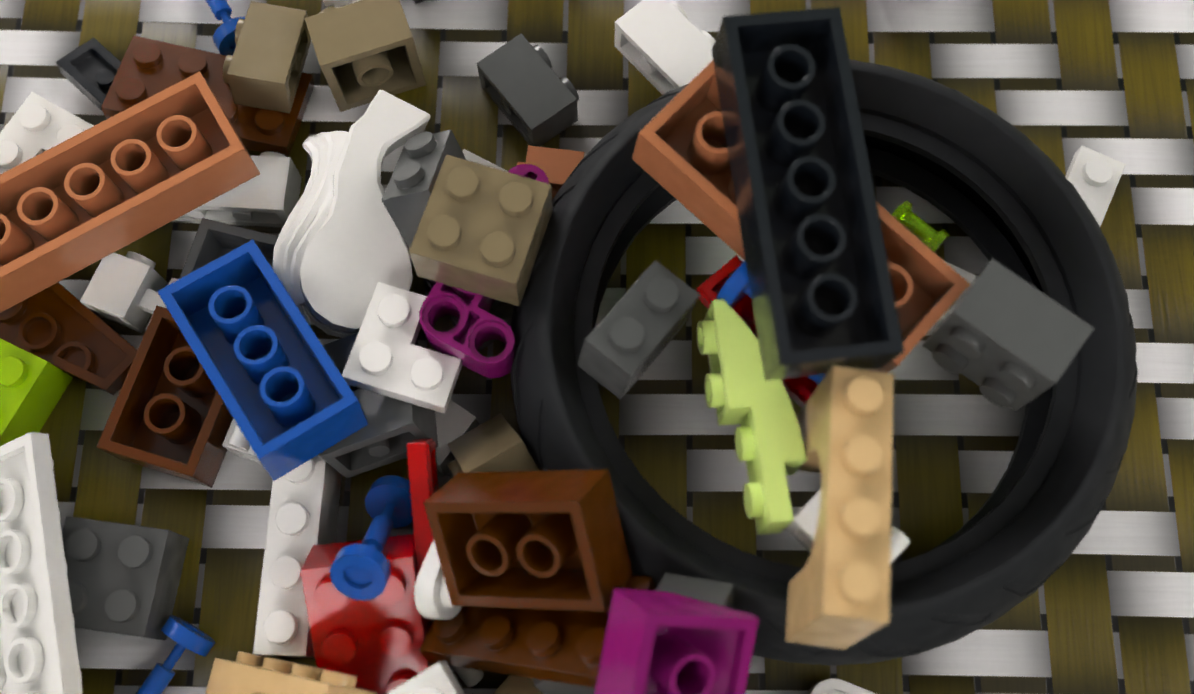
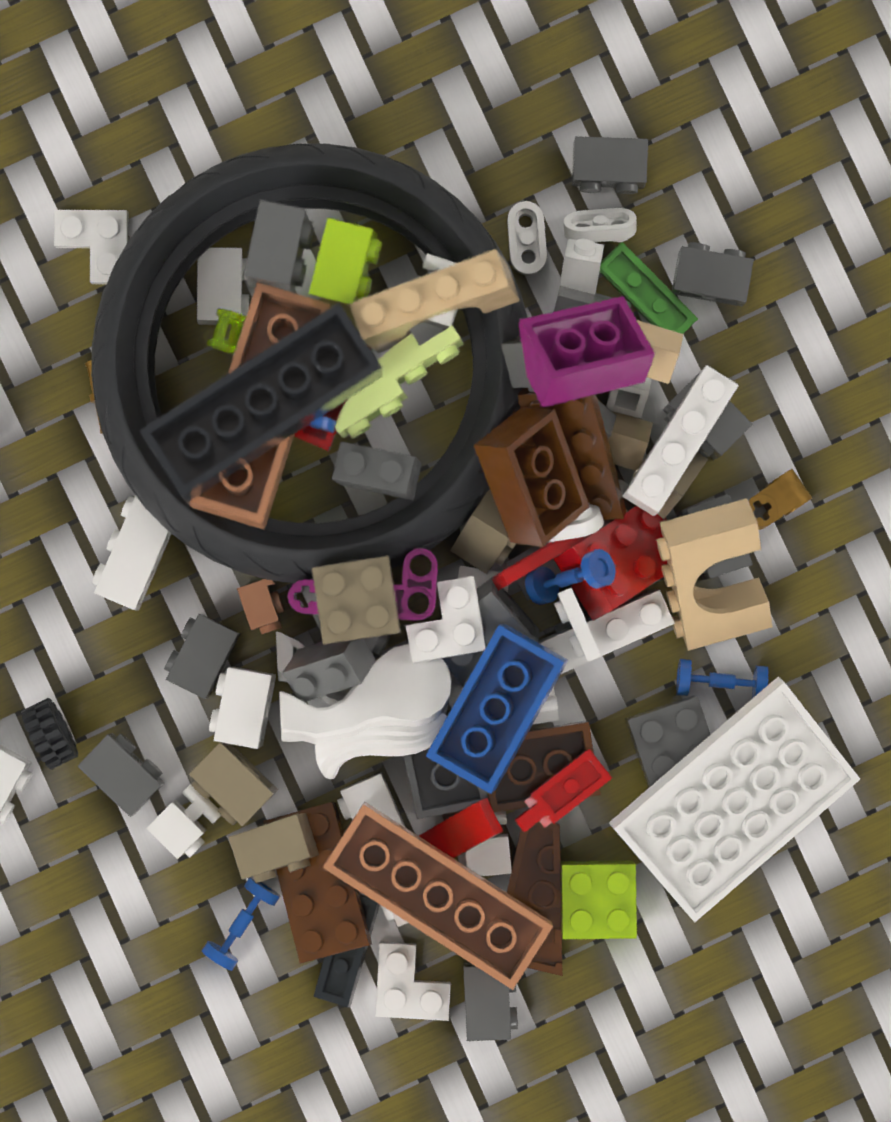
camera: 115 degrees left, 15 degrees up
(121, 399) = (564, 791): none -> red hinge
(156, 260) = (464, 829): none -> red tile
(332, 521) = (582, 641): none -> white plate
(448, 89) = (243, 707): none -> white brick
(952, 412) = (345, 262): none -> lime brick

